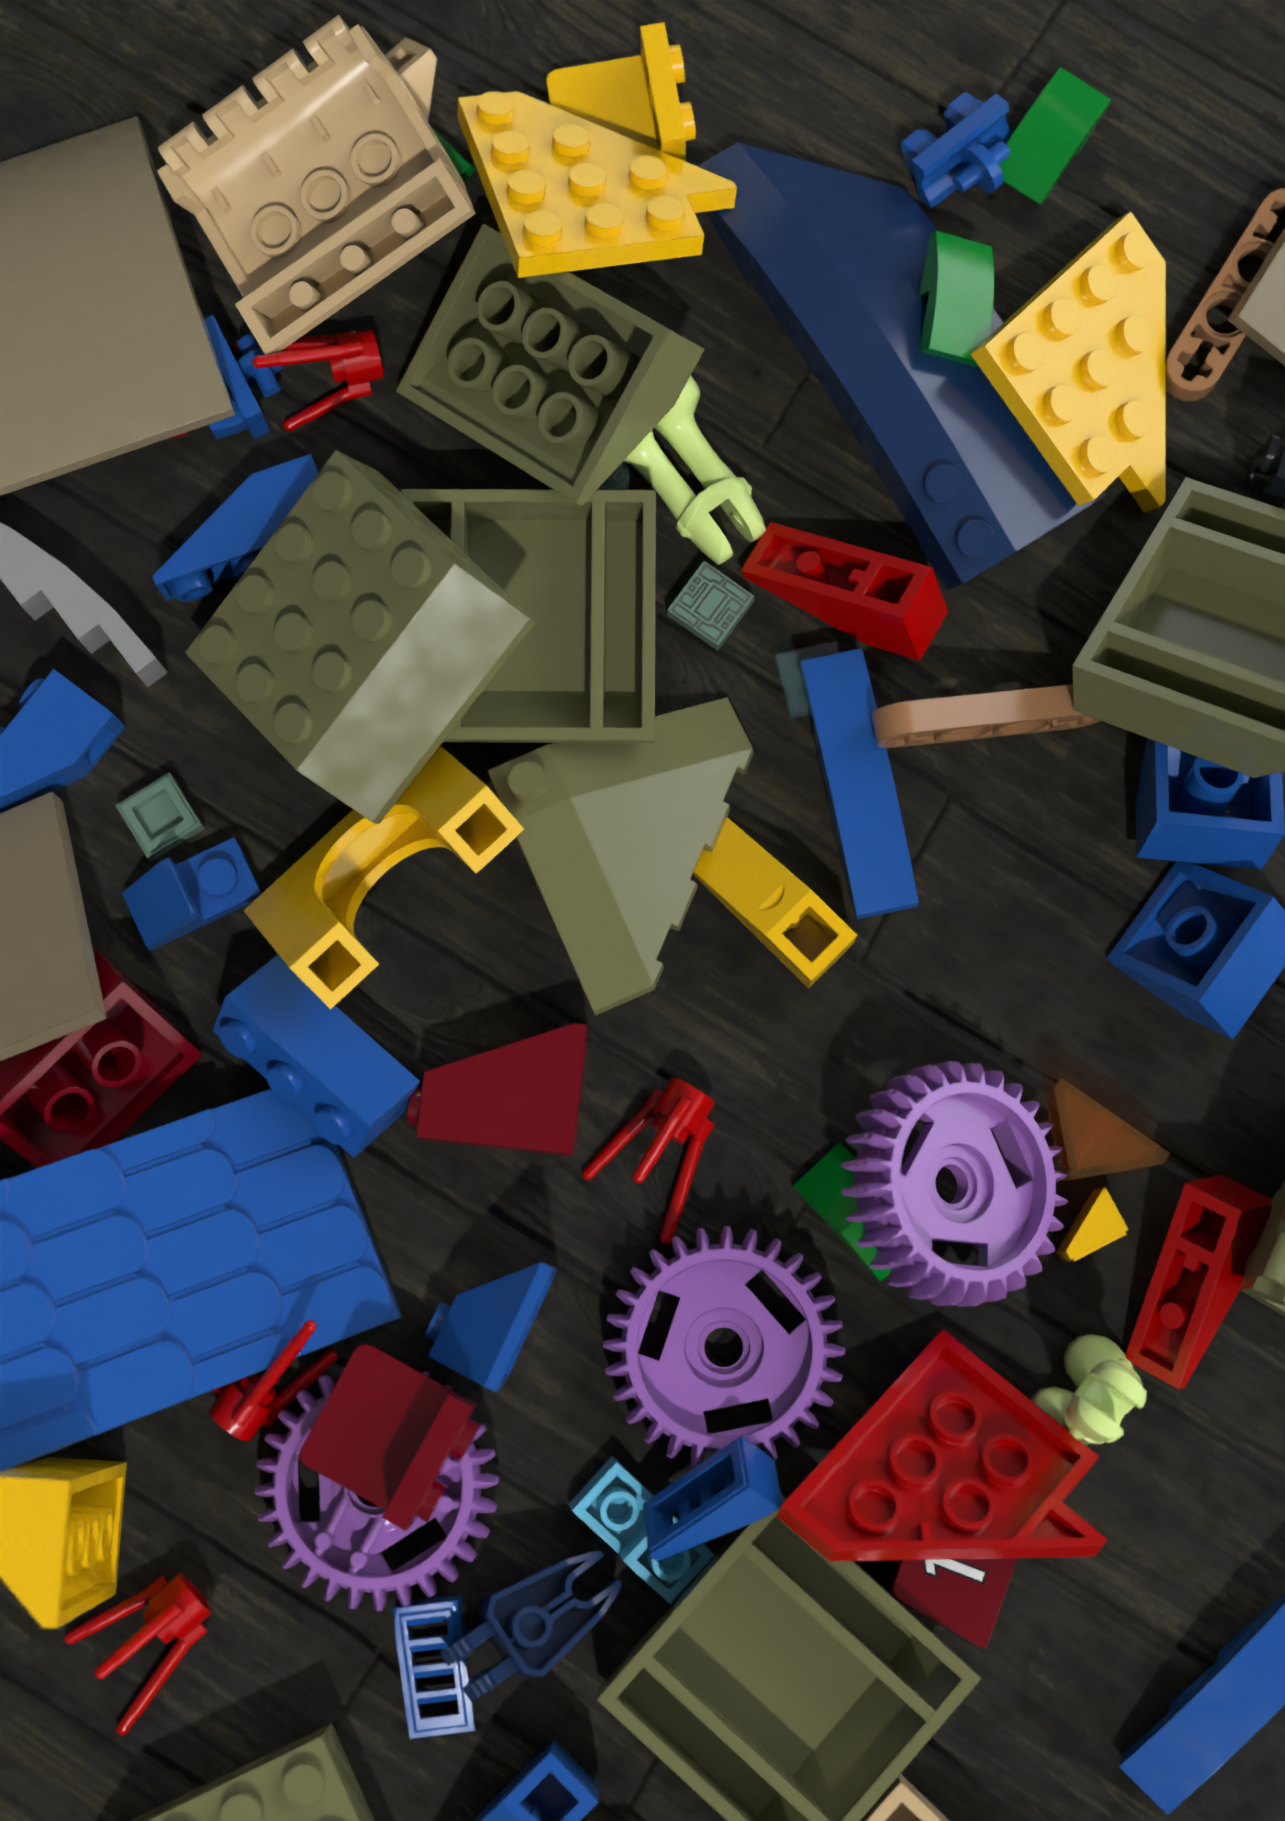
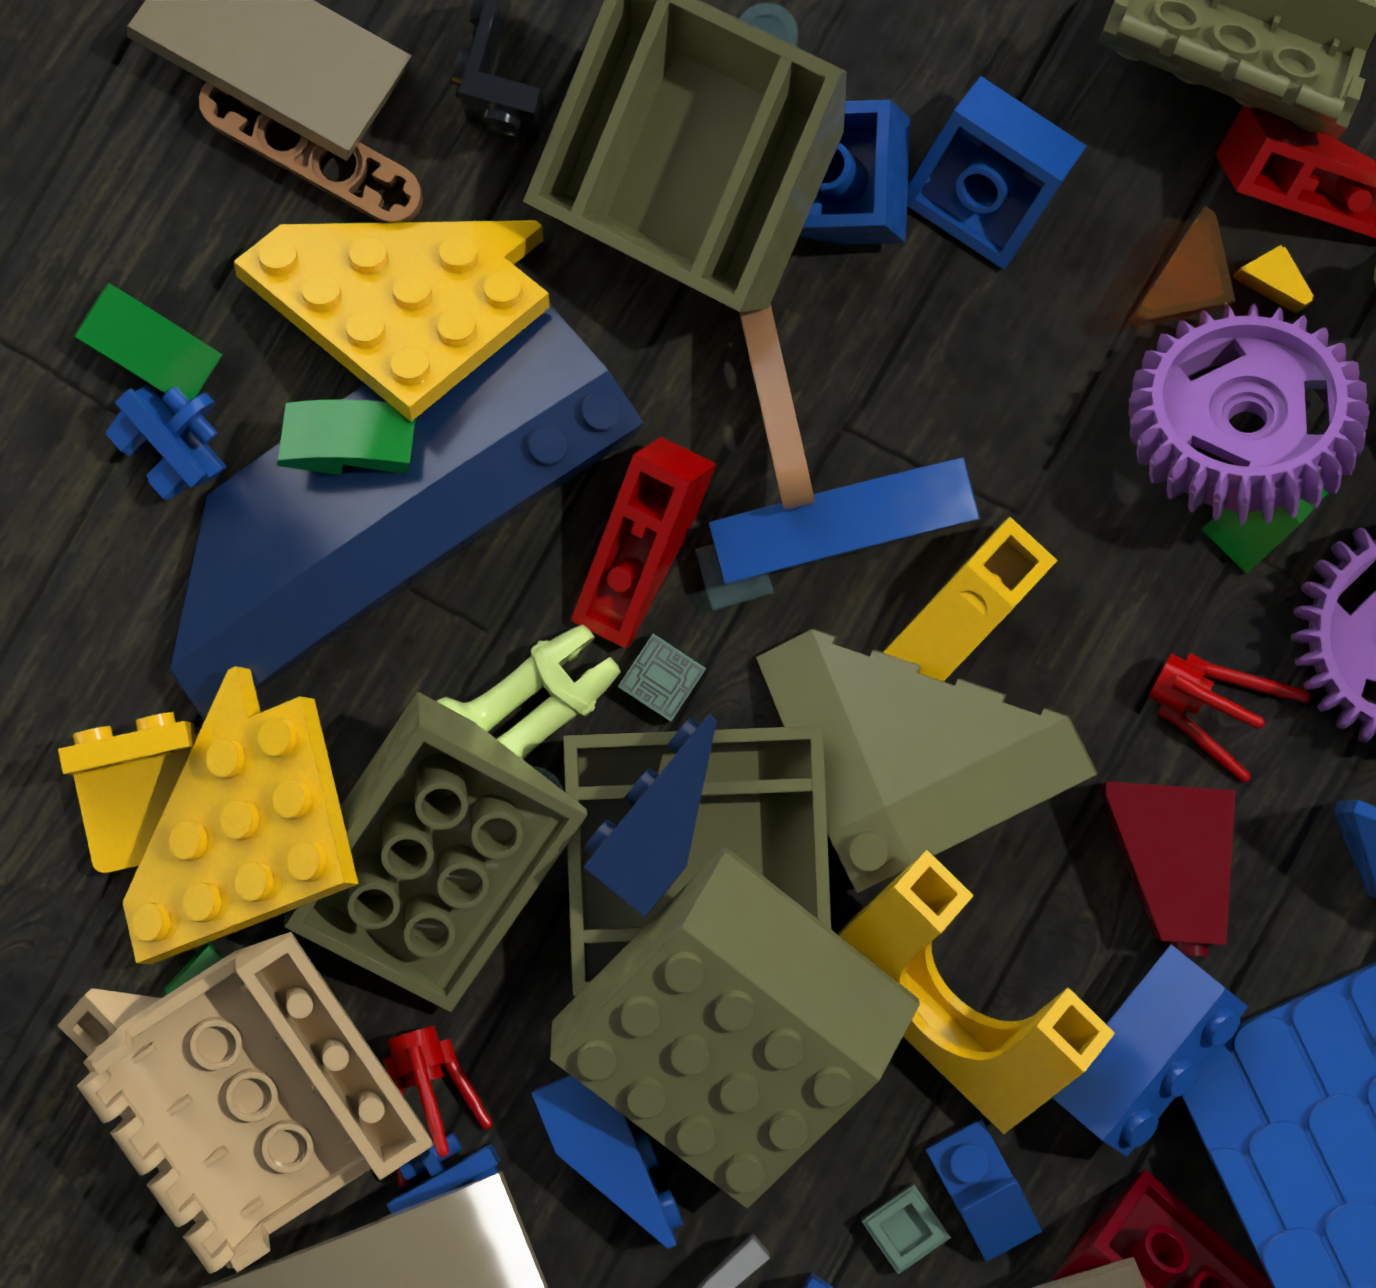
camera: 90 degrees left, 5 degrees up
(555, 569) = (655, 837): none -> dark blue slope

